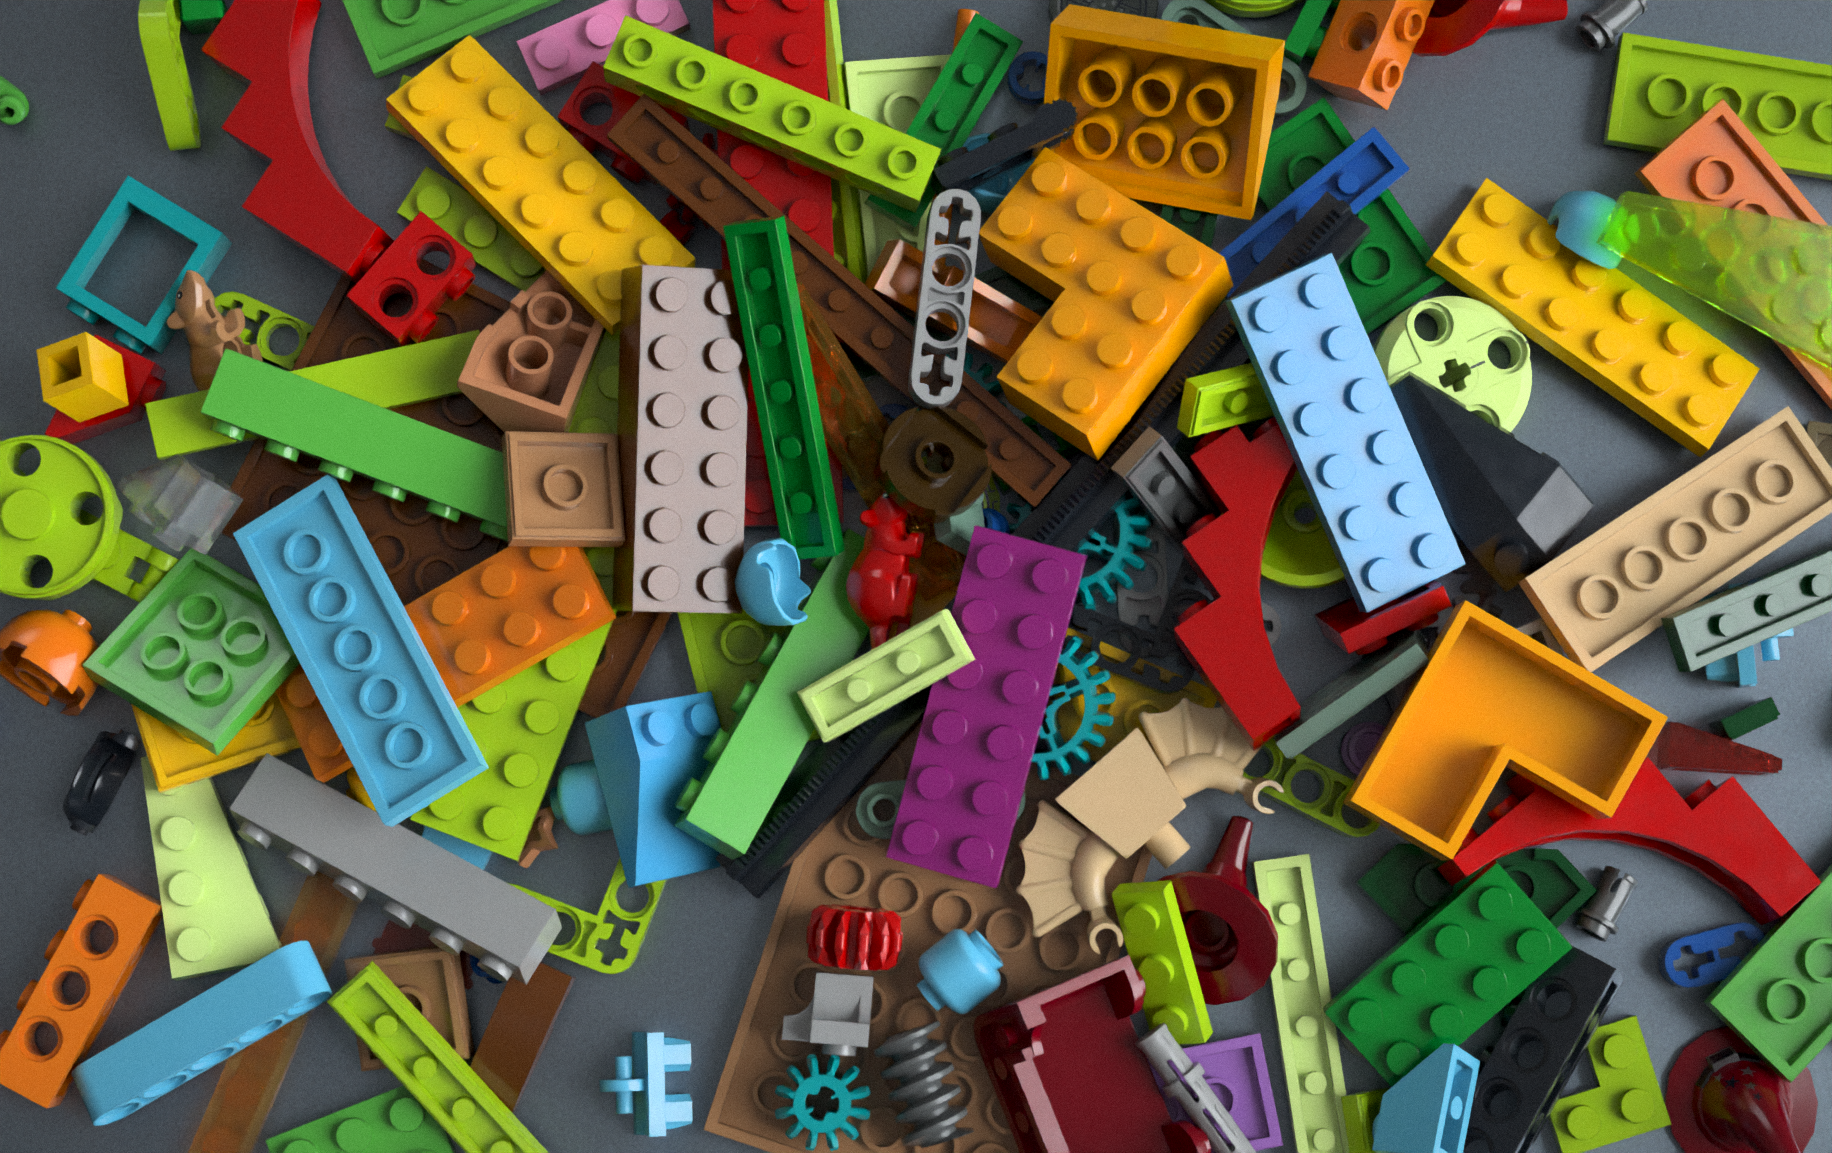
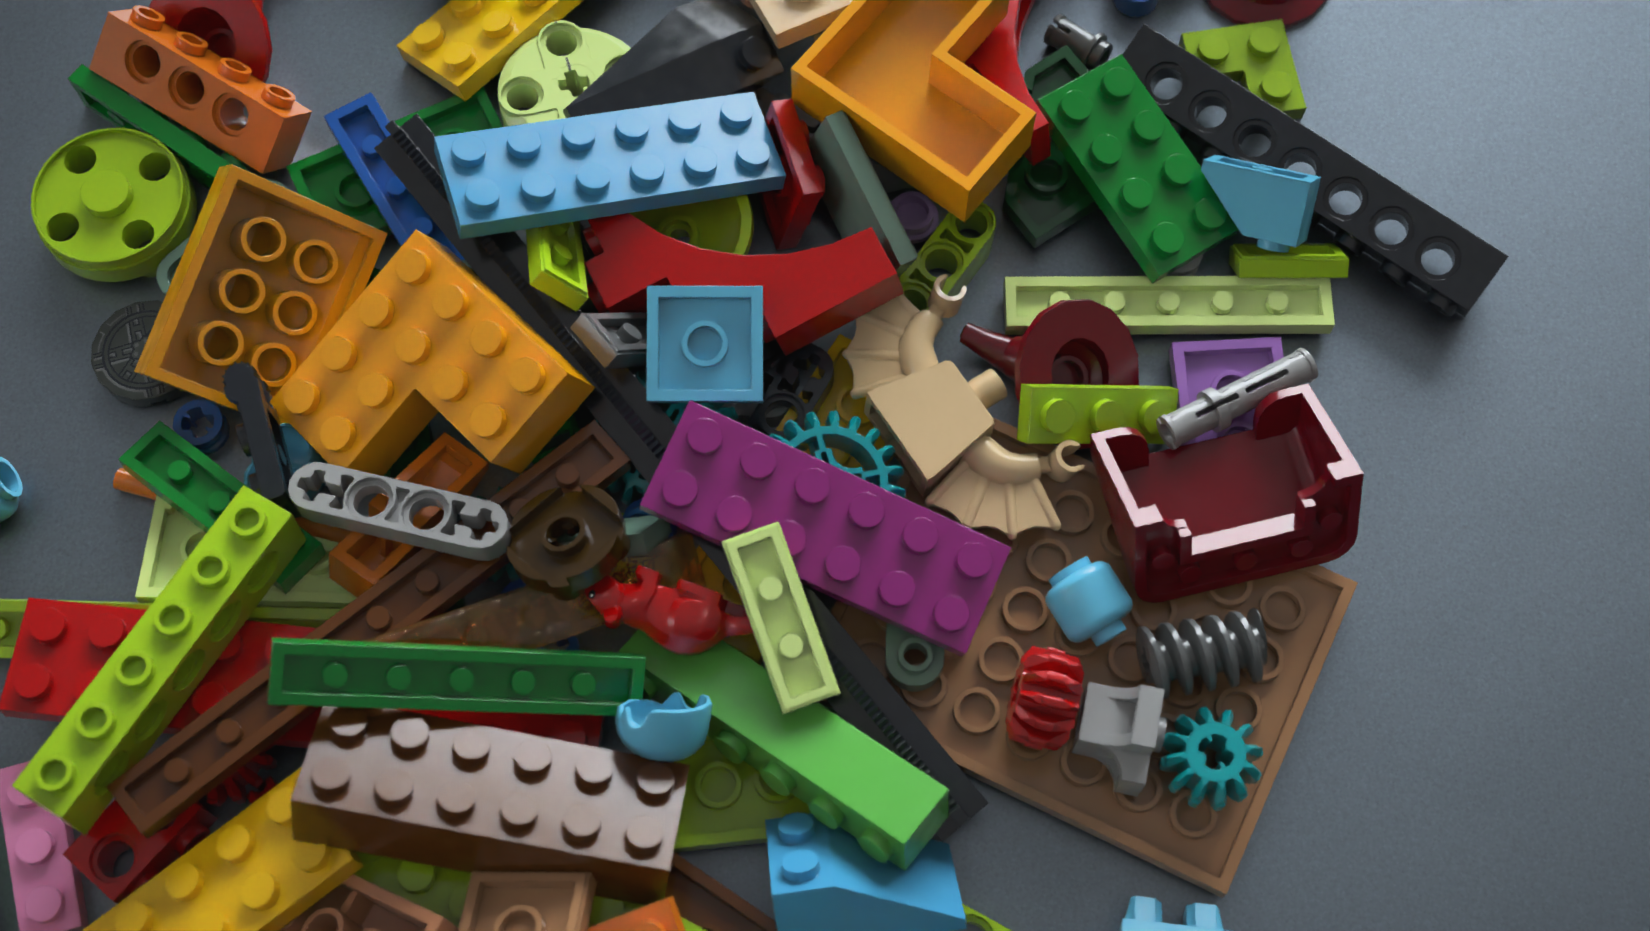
camera: 80 degrees left, 15 degrees down
(1154, 560) = (705, 344): none -> medium azure plate

